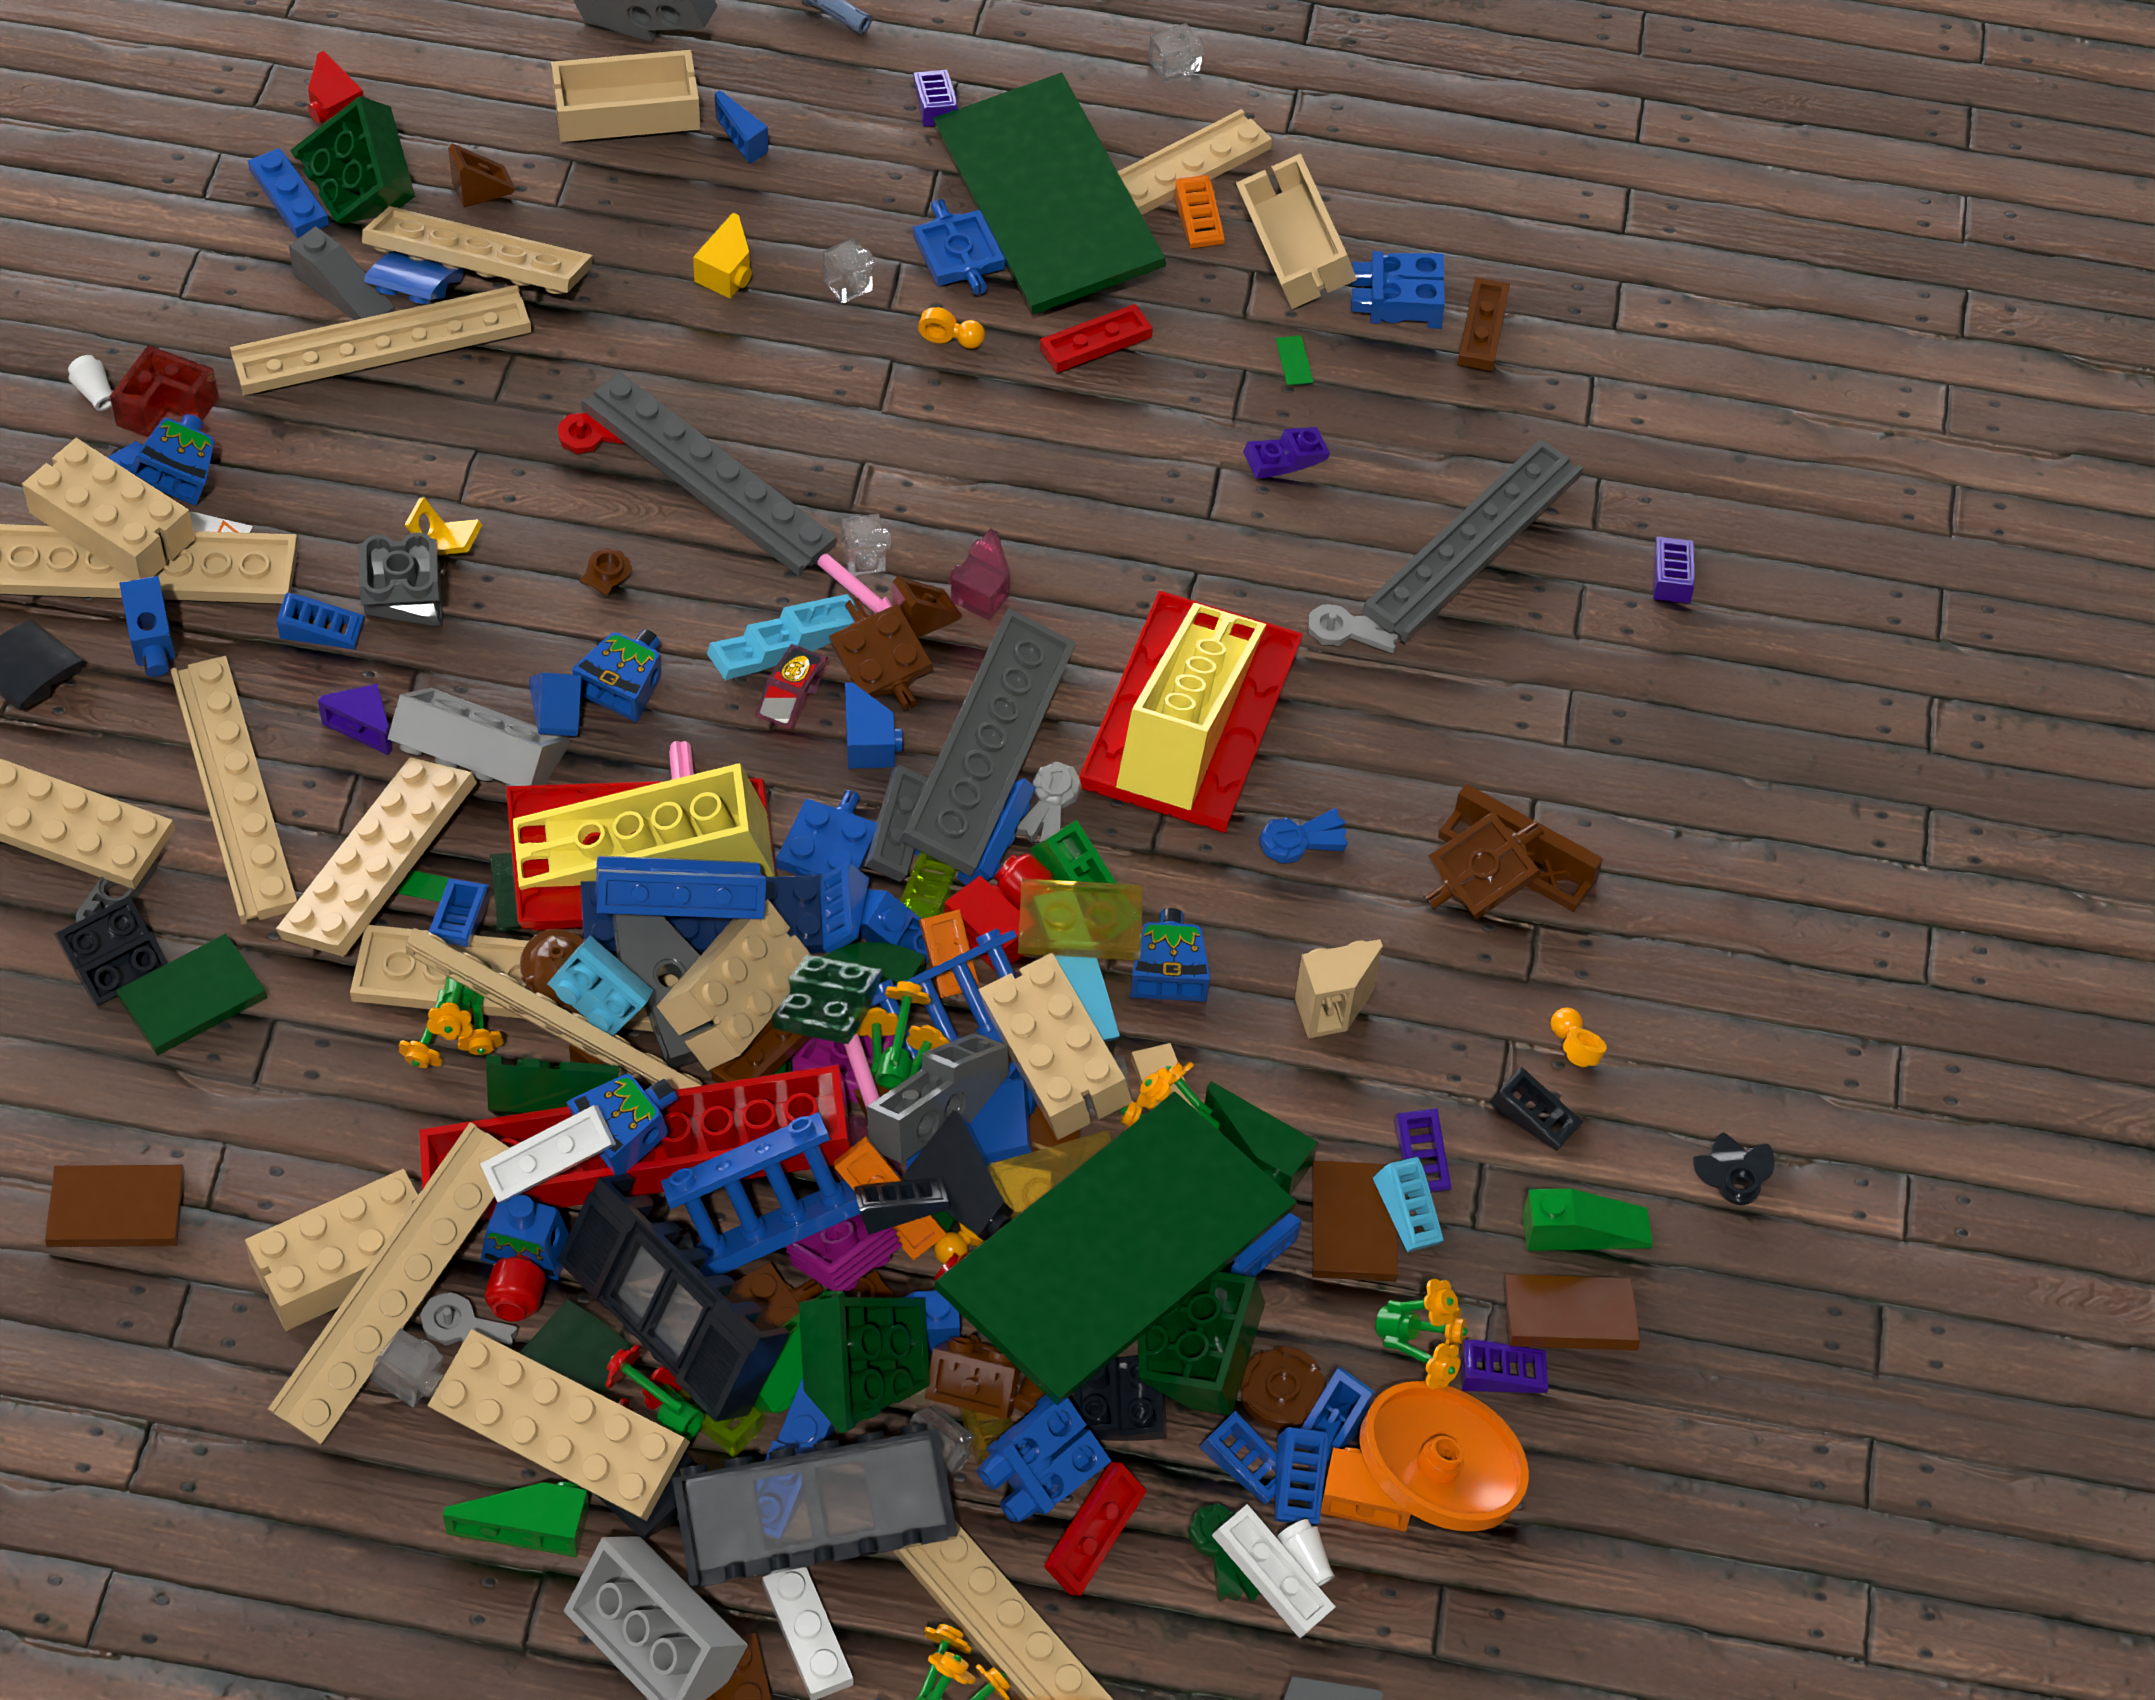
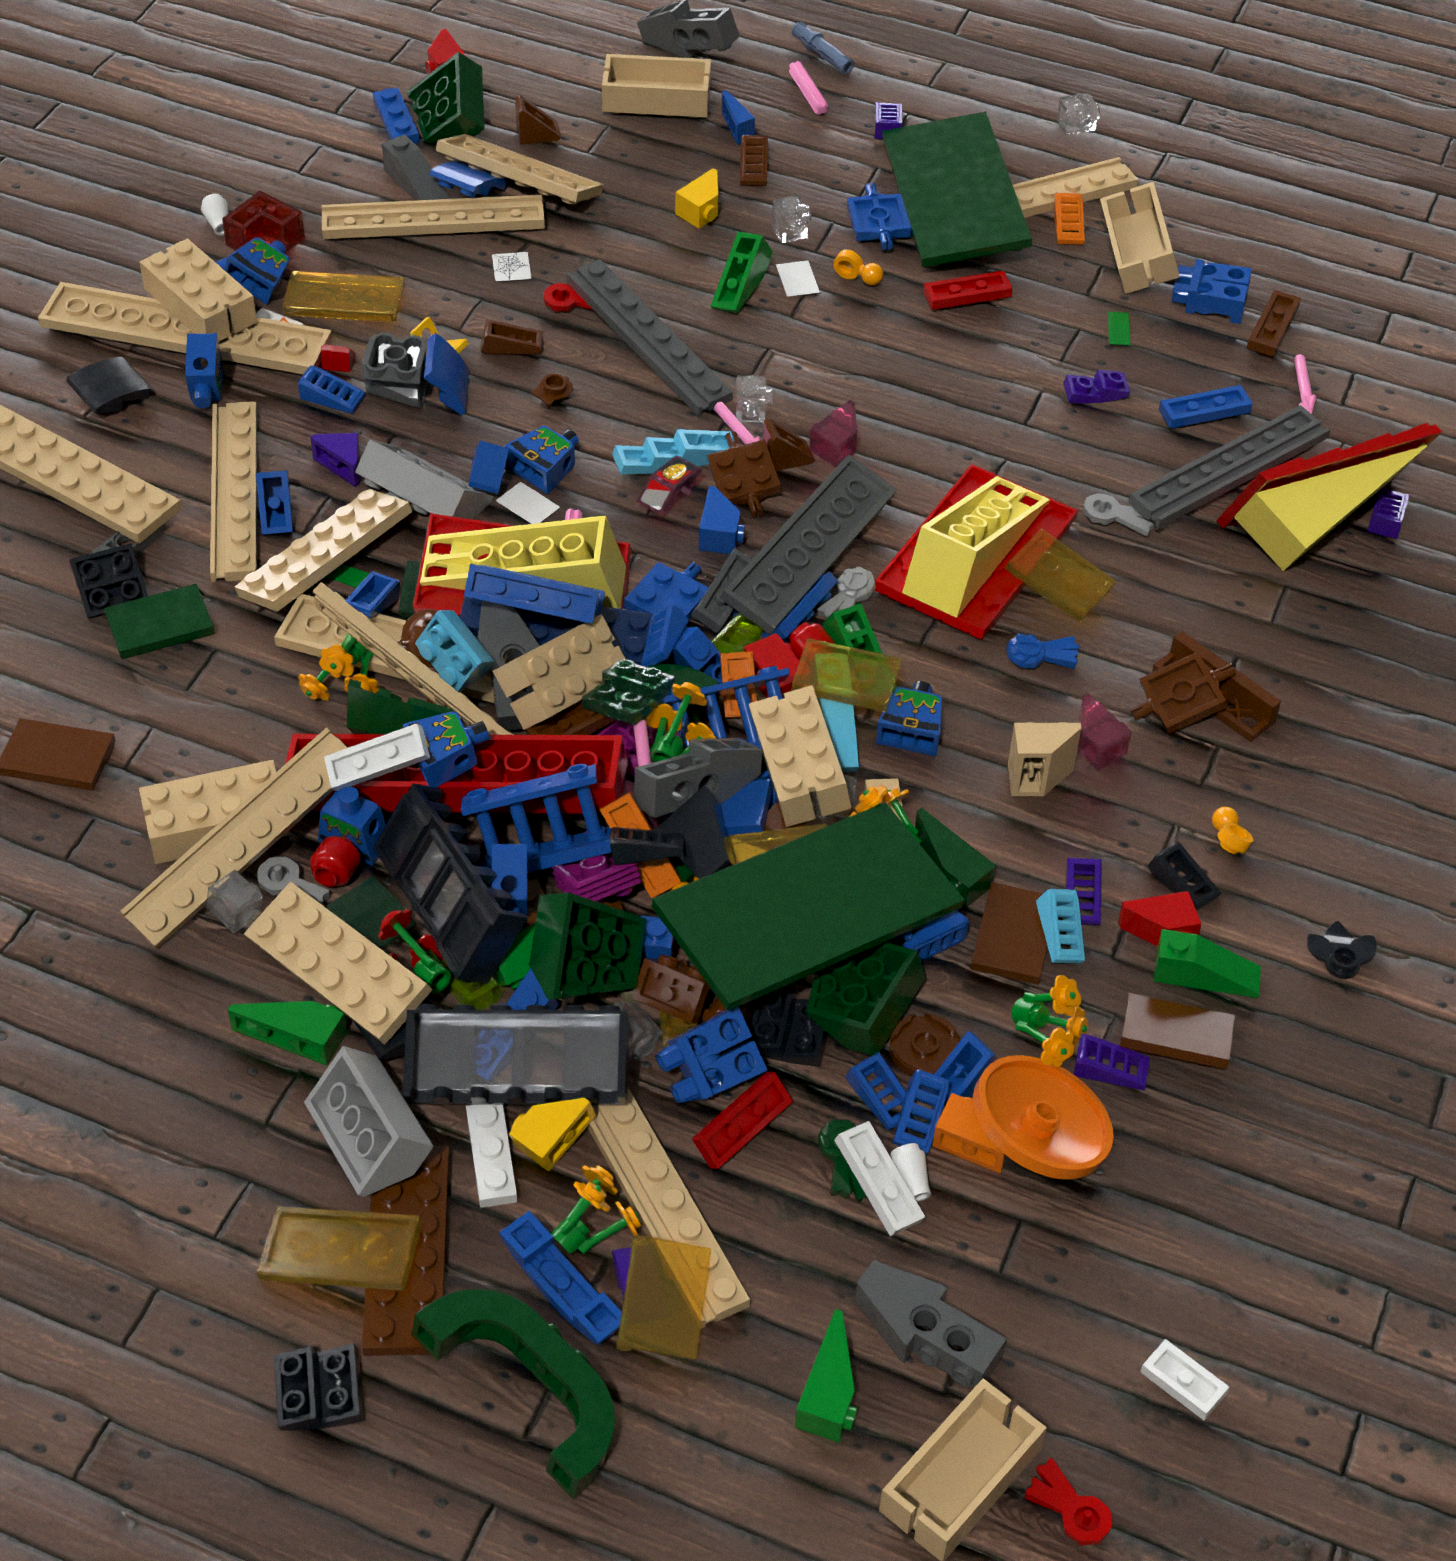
camera: 15 degrees right, 5 degrees down
(294, 798) = (274, 502): none -> blue slope
(295, 477) = (343, 296): none -> clear yellow tile
(314, 573) = (337, 358): none -> red slope
(468, 576) = (448, 372): none -> blue slope
(502, 395) = (511, 266): none -> white sticker
(510, 514) = (510, 339): none -> reddish brown slope
(616, 740) = (527, 503): none -> white sticker
(748, 1266) = (510, 867): none -> blue torso
(772, 168) = (753, 159): none -> reddish brown slope
(805, 361) = (742, 271): none -> green slope
(821, 64) = (808, 88): none -> bright pink axle
(873, 1589) = (551, 1129): none -> yellow slope
(875, 353) = (797, 278): none -> white sticker
(1302, 728) = (1060, 575): none -> clear yellow tile
(1404, 939) = (1102, 735): none -> clear pink slope
(1425, 458) = (1205, 406): none -> blue plate
(1522, 1167) = (1152, 914): none -> red slope
(1546, 427) = (1307, 398): none -> bright pink piece
(1584, 587) = (1306, 499): none -> light yellow piece

